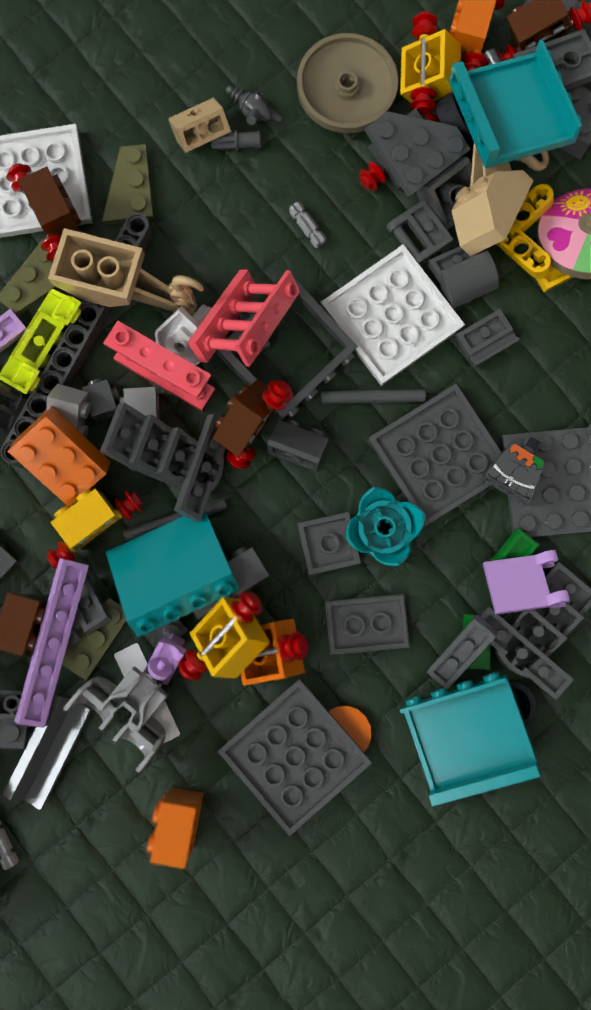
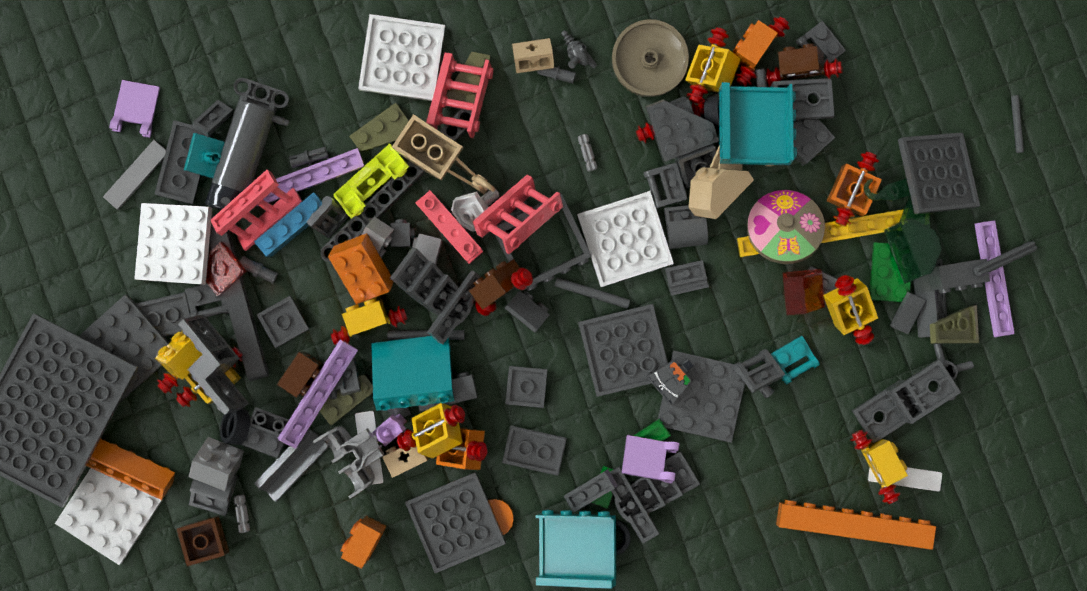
camera: 20 degrees right, 5 degrees up
(48, 203) = (407, 87): reddish brown brick -> none
(97, 192) = (445, 83): none -> coral fence
(190, 705) = (396, 465): none -> tan brick
(405, 523) = (567, 404): teal brick -> none
(519, 237) = (736, 205): yellow beam -> none

